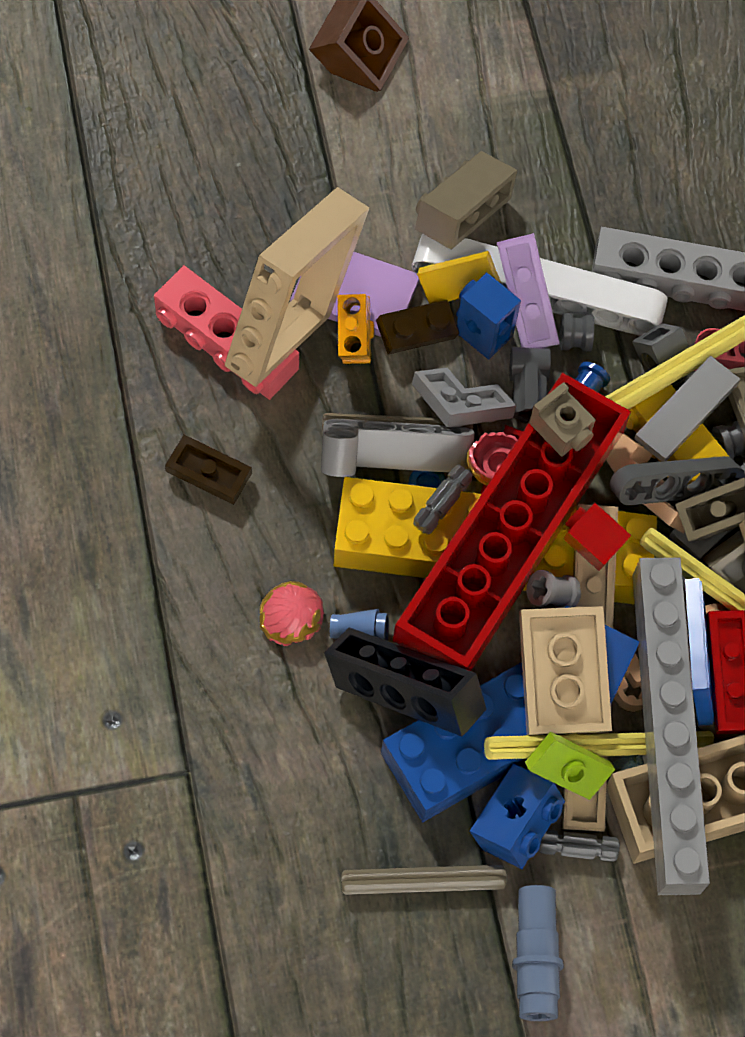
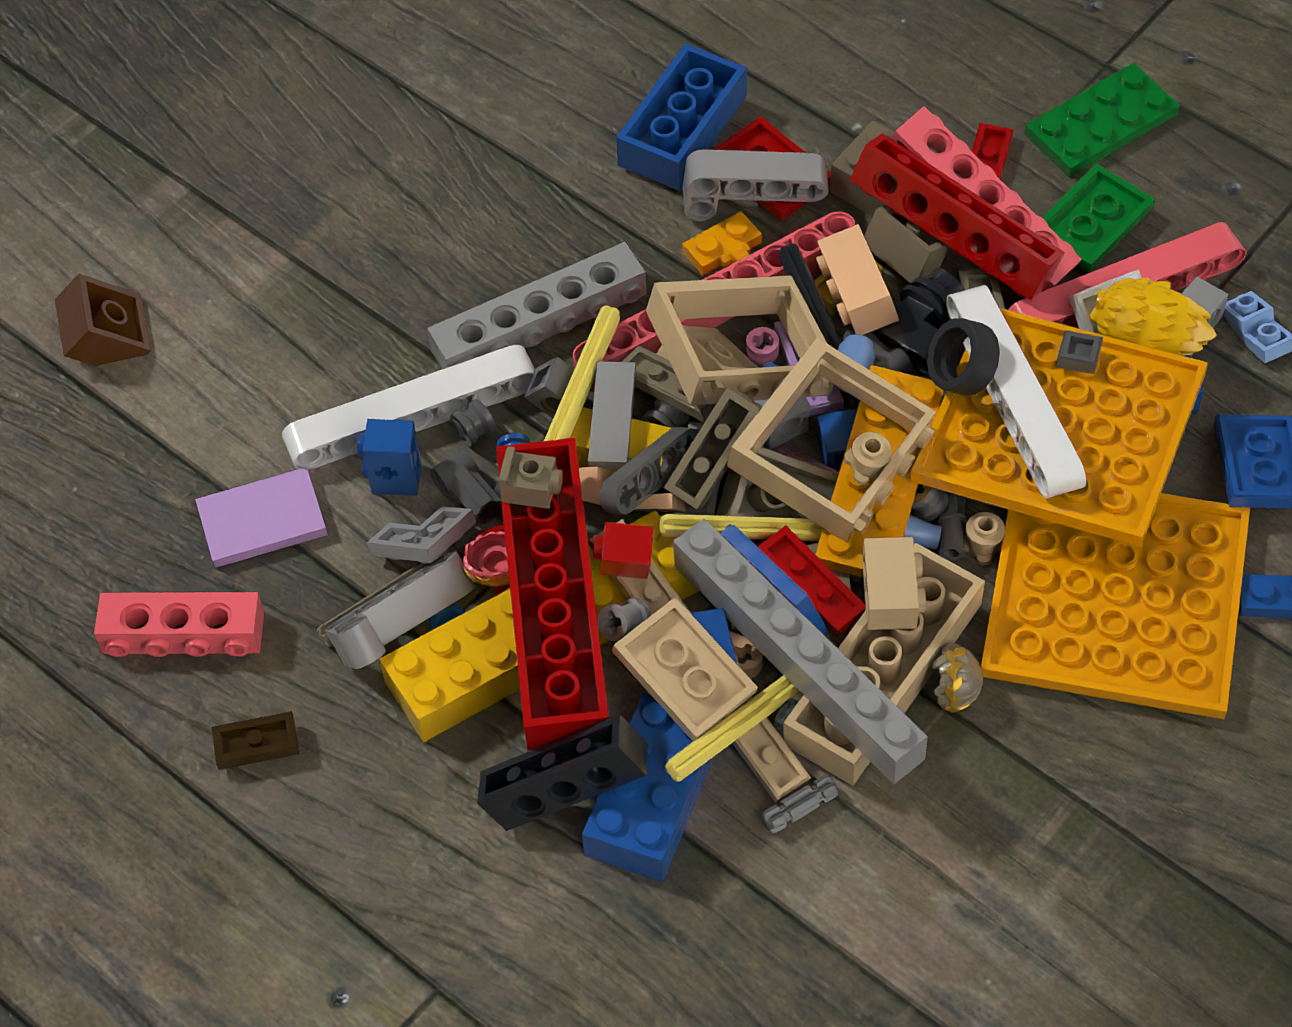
camera: 30 degrees left, 10 degrees down
(291, 613) = (420, 801): coral hair -> none
(320, 253) = (226, 543): tan window -> none
(354, 328) = (288, 543): light orange piece -> none
(367, 621) = (489, 757): medium blue cone -> none
(417, 327) = (338, 508): dark brown plate -> none
(423, 879) = (700, 922): dark tan axle -> none
(442, 499) = (477, 615): dark grey axle -> none
(448, 278) = (338, 448): yellow tile -> none
(465, 199) = (297, 382): dark tan brick -> none
(518, 816) = (736, 814): blue brick -> none
(527, 281) = (396, 402): lavender tile -> none
(537, 954) = (838, 906): sand blue piece -> none
(569, 765) = (746, 740): lime plate -> none

